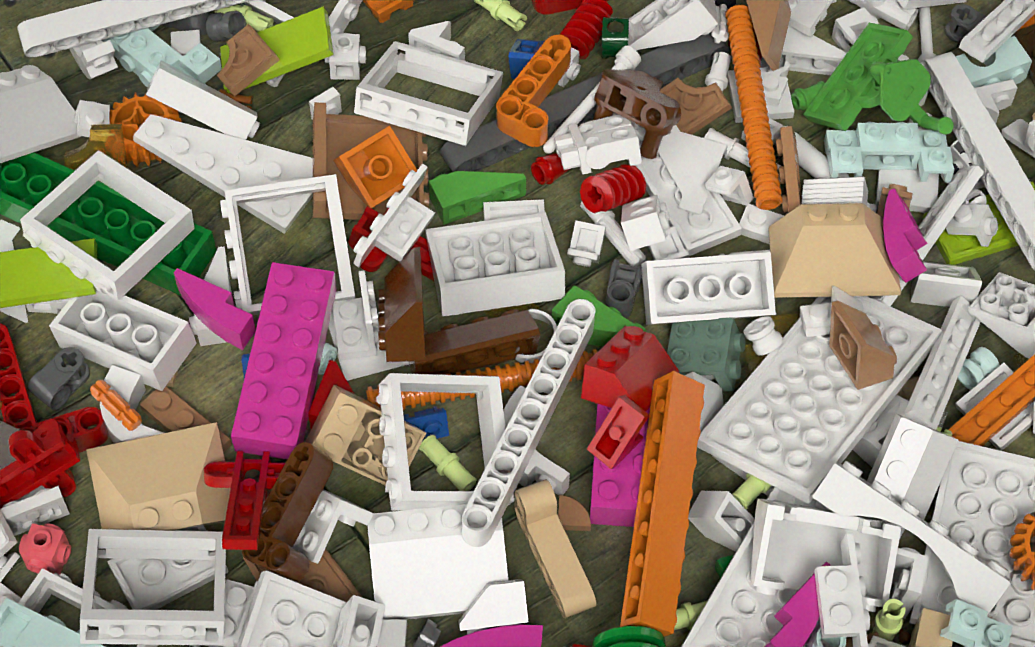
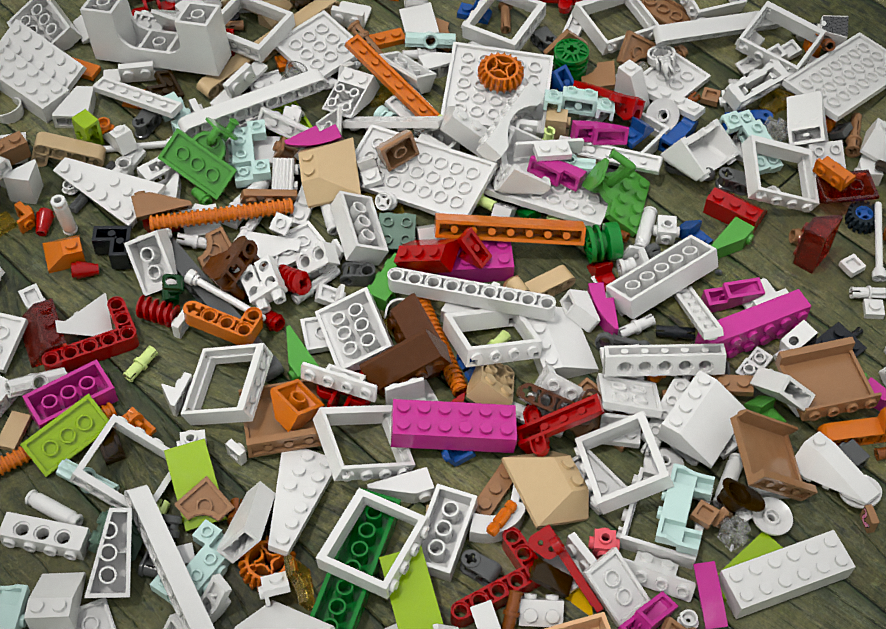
camera: 100 degrees left, 5 degrees down
(216, 309) = (422, 472): dark pink slope -> none
(521, 54) = (183, 339): blue slope -> none

